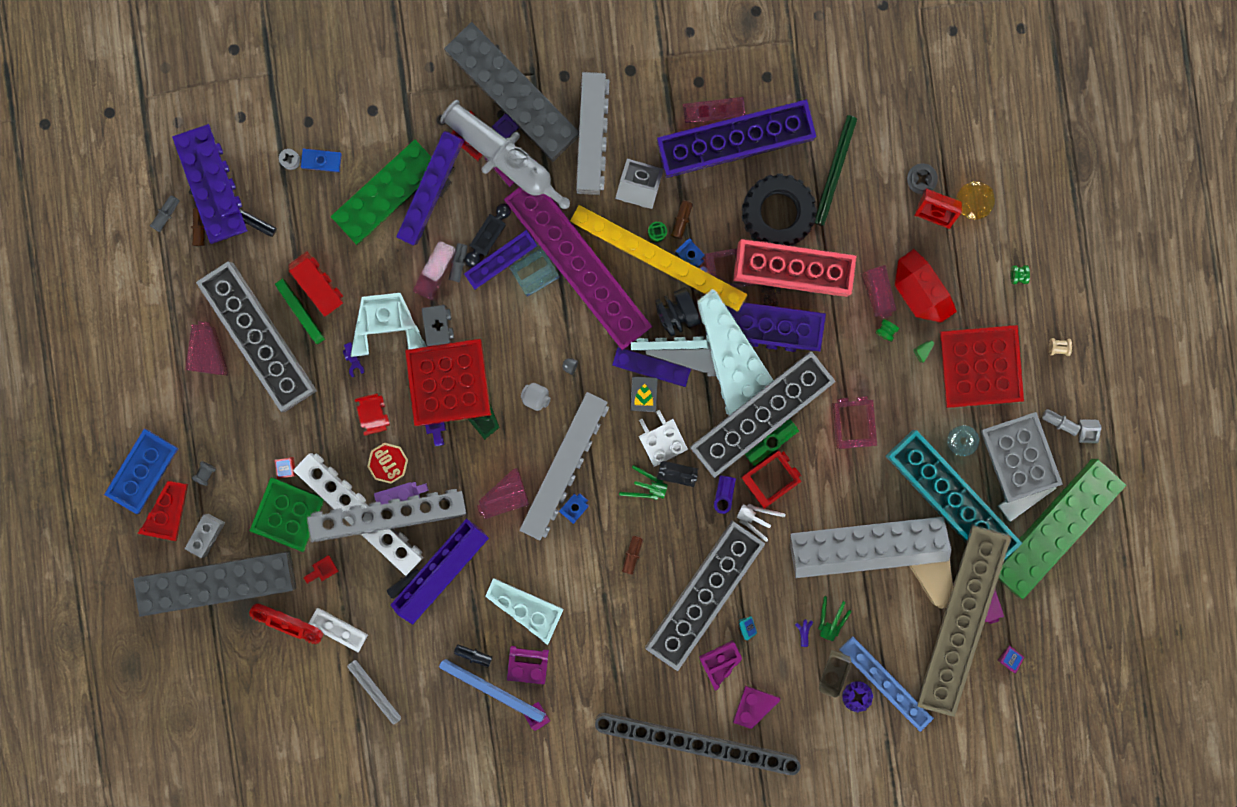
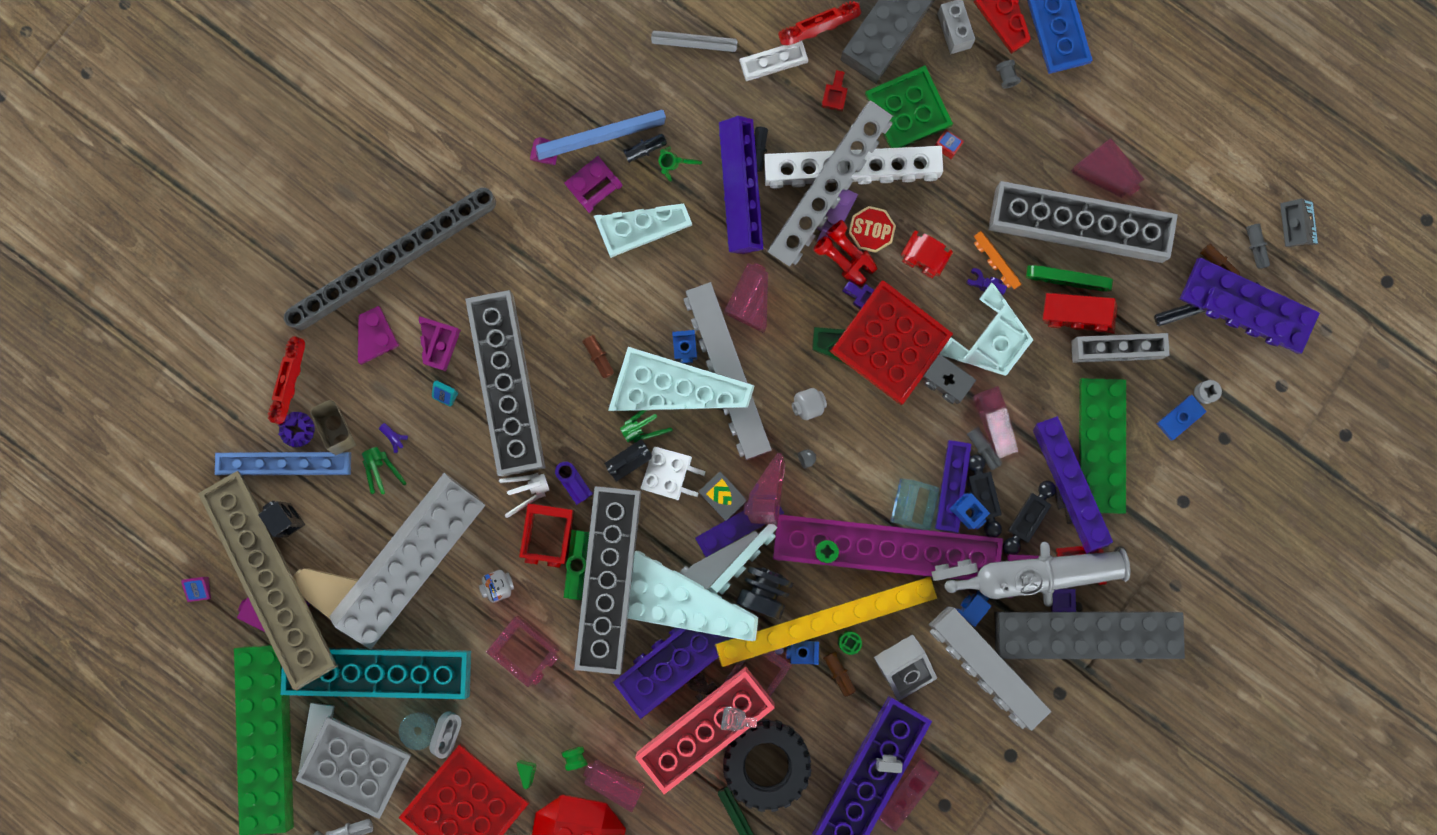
camera: 135 degrees right, 5 degrees down
(125, 201) = (1299, 223): none -> dark grey panel
(314, 238) = (1120, 347): none -> light grey brick
(332, 366) = (996, 260): none -> orange plate
(413, 452) = (859, 259): none -> red piece
(468, 629) = (670, 161): none -> green plant
(474, 195) = (1029, 517): none -> black plate
(507, 242) = (978, 515): none -> blue brick
(559, 215) = (964, 567): none -> light grey plate
(564, 176) = (974, 608): none -> blue brick
(610, 497) = (664, 384): none -> light aqua wing
(616, 298) = (824, 553): none -> green wheel
(617, 368) = (766, 494): none -> clear pink slope
(708, 139) = (889, 764): none -> light grey plate
(771, 255) = (736, 719): none -> clear piece
(831, 478) = (496, 586): none -> light grey head
(834, 732) = (286, 380): none -> red plate
(919, 649) = (281, 519): none -> black brick
(949, 421) = (445, 734): none -> light grey plate

